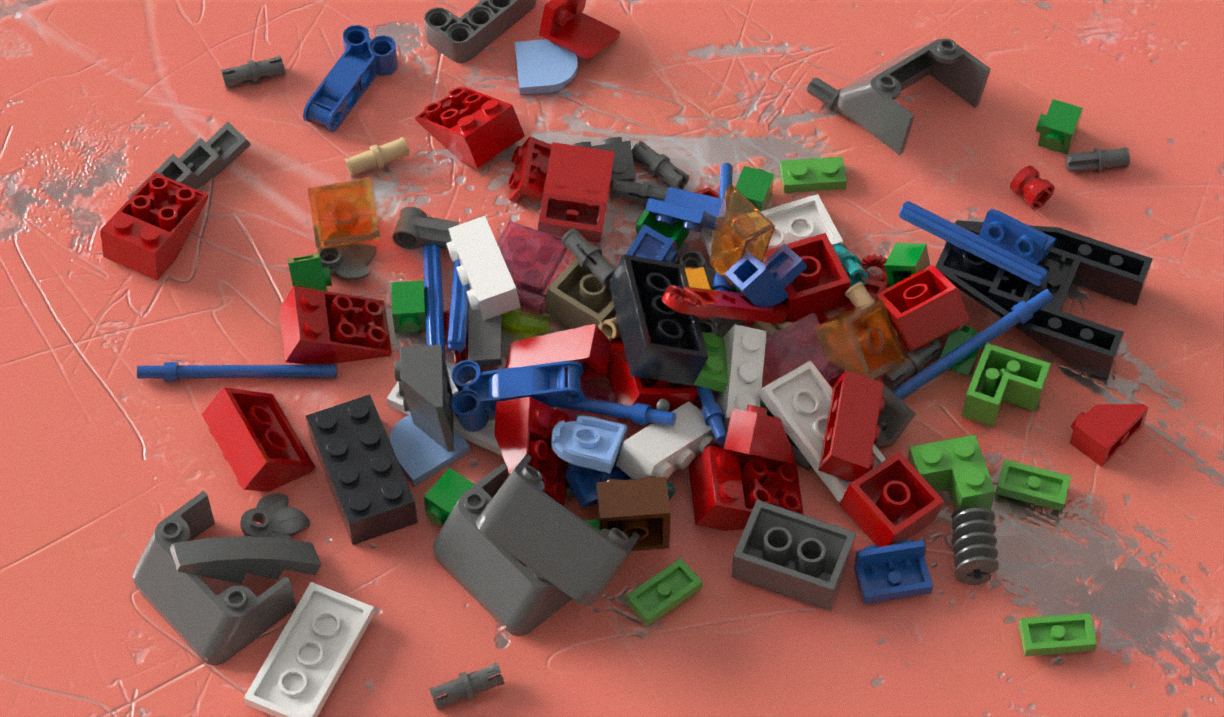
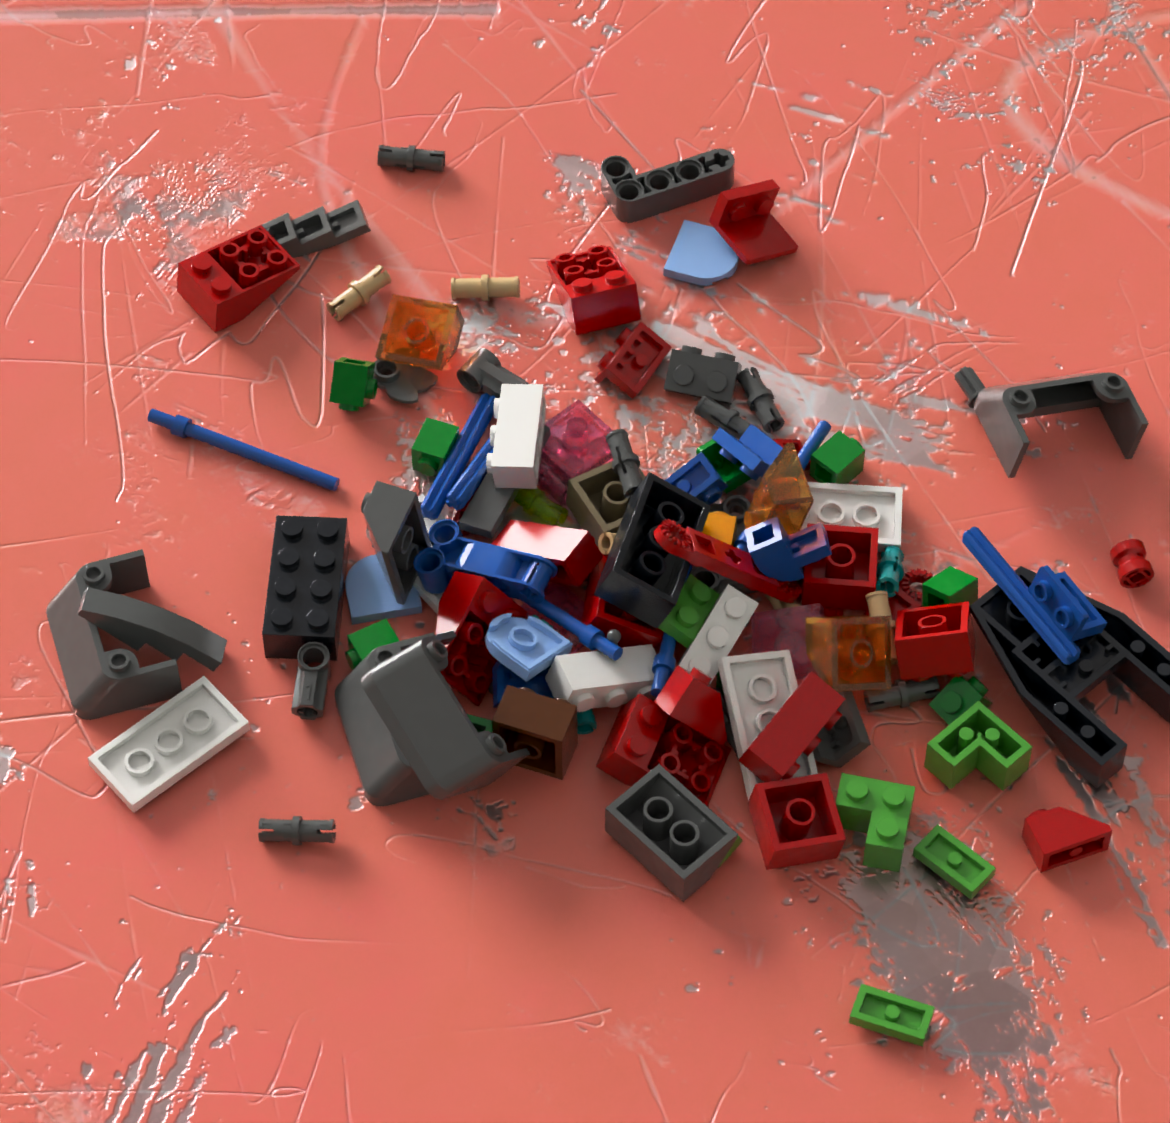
camera: 25 degrees right, 0 degrees up
(256, 439) = (225, 521): red slope -> none
(268, 200) = (358, 293): none -> tan pin
(275, 518) = (206, 604): dark grey plate -> none
(332, 327) = (353, 441): red slope -> none
(351, 76) = (501, 197): blue piece -> none
(409, 549) = (311, 681): none -> dark grey piece
(576, 191) = (655, 394): red slope -> none
(664, 592) = (530, 818): bright green plate -> none
(813, 174) = (913, 466): bright green plate -> none
(892, 571) = (762, 888): blue bracket -> none
(974, 545) = (857, 895): dark grey piece -> none
(1020, 313) = (1027, 684): blue bar -> none

